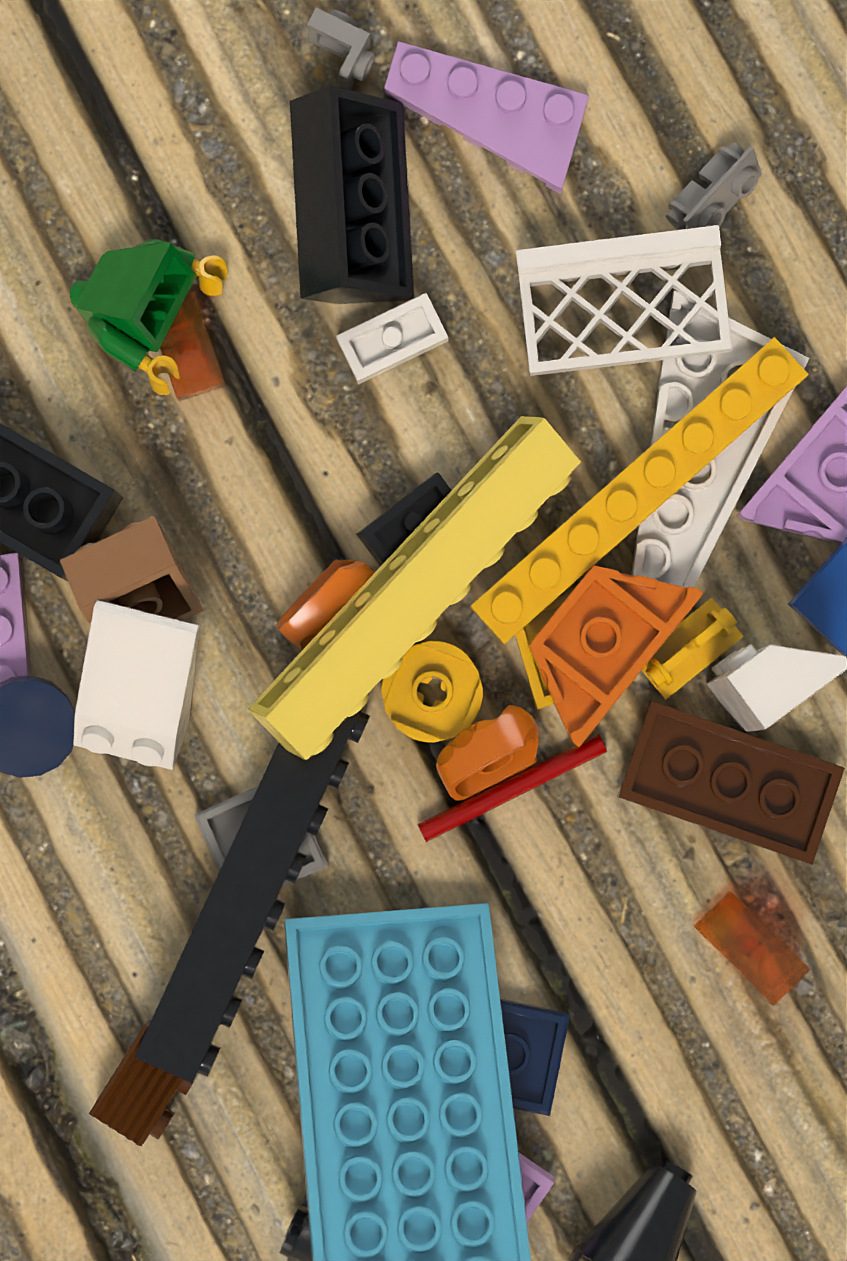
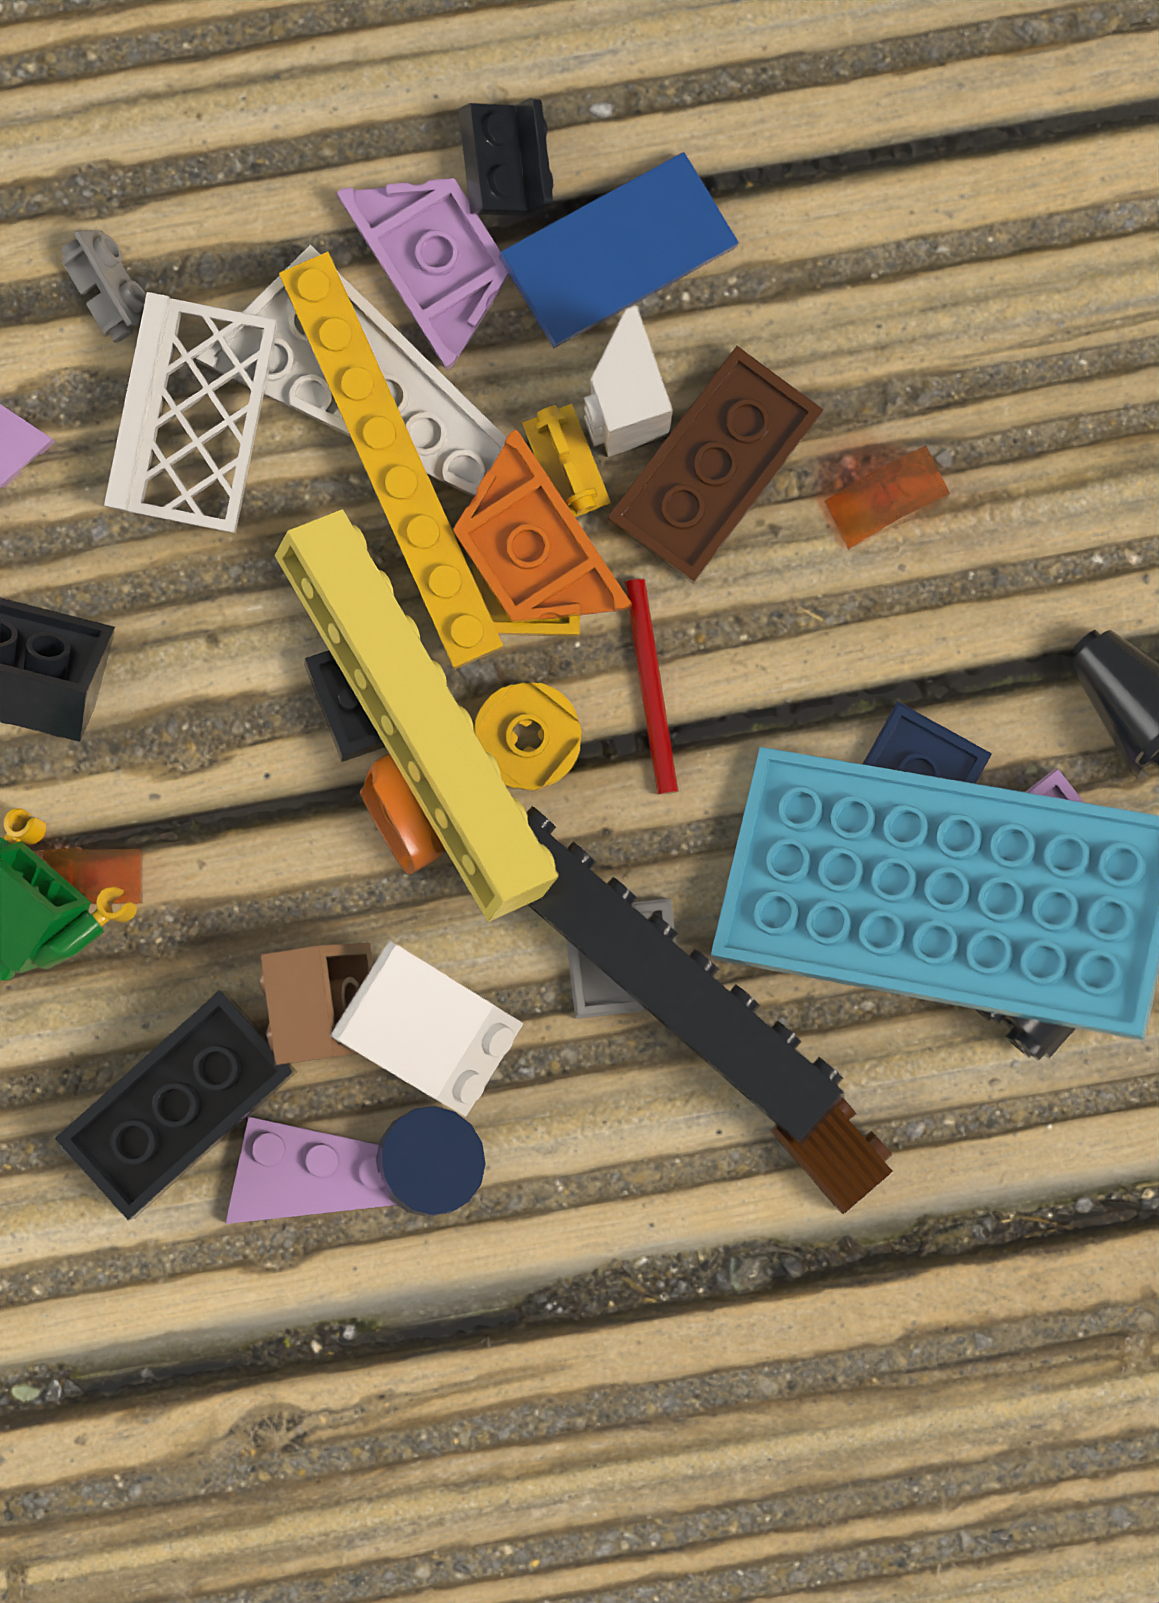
camera: 75 degrees left, 0 degrees up
(392, 338) = (151, 661): white plate -> none
(489, 753) = (608, 697): orange piece -> none

